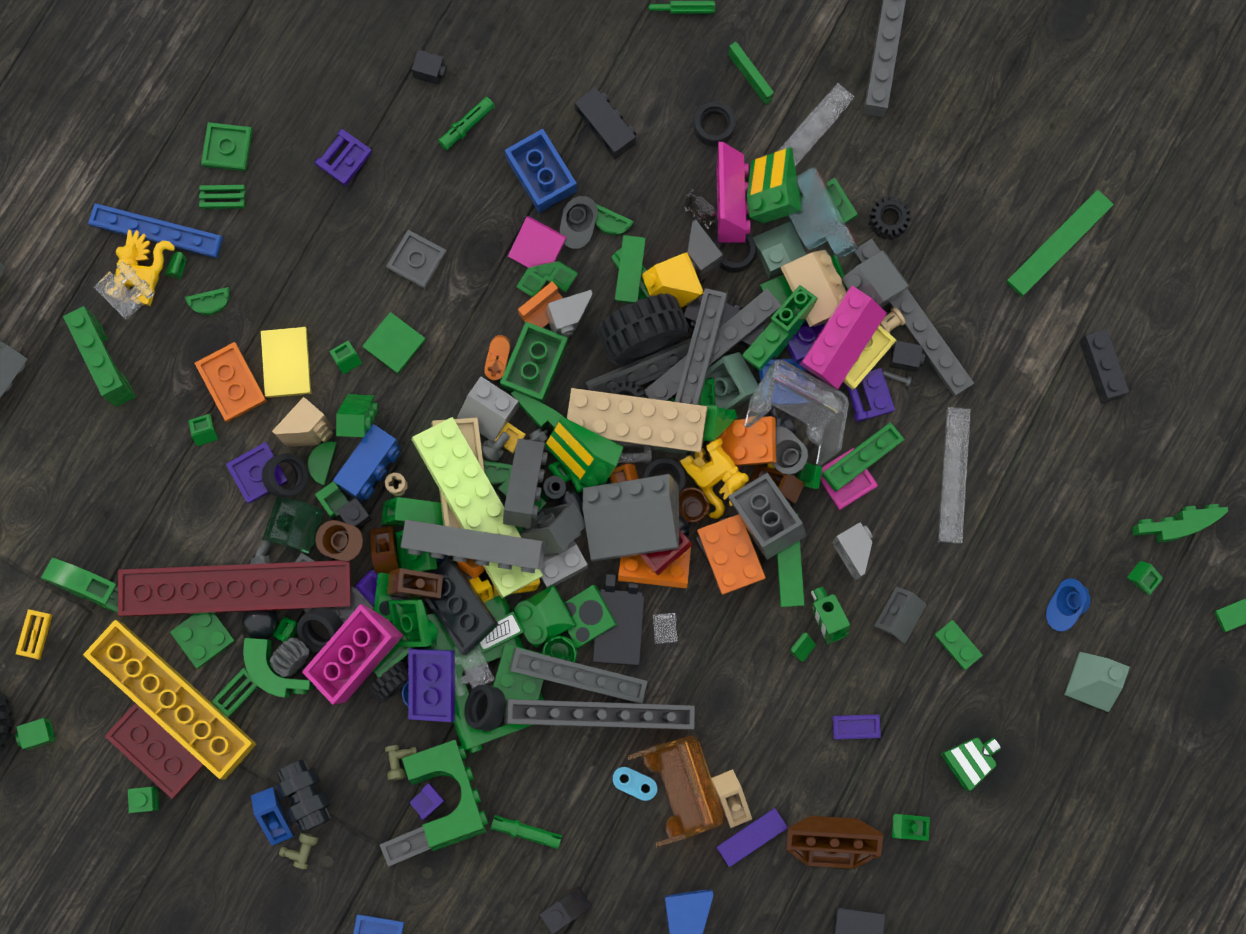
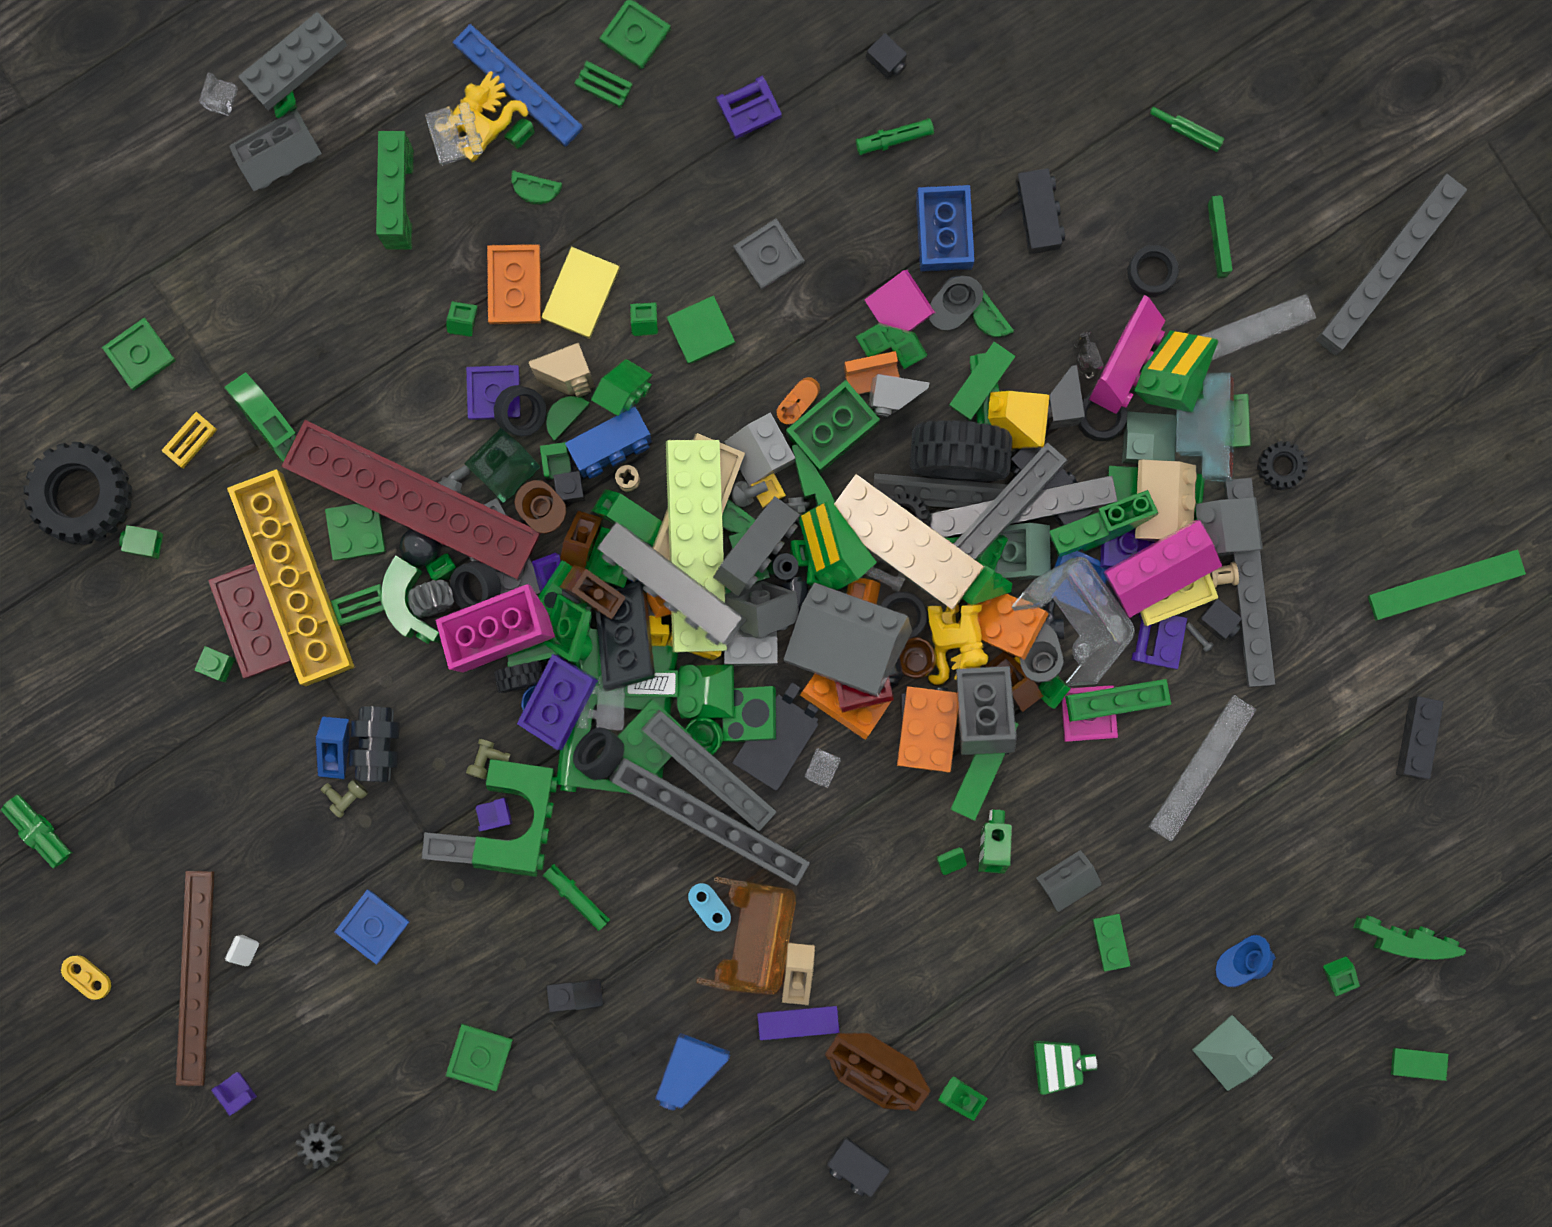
camera: 25 degrees right, 5 degrees up
(854, 549) = (1057, 790): light grey slope -> none
(856, 727) = (962, 969): dark purple tile -> none

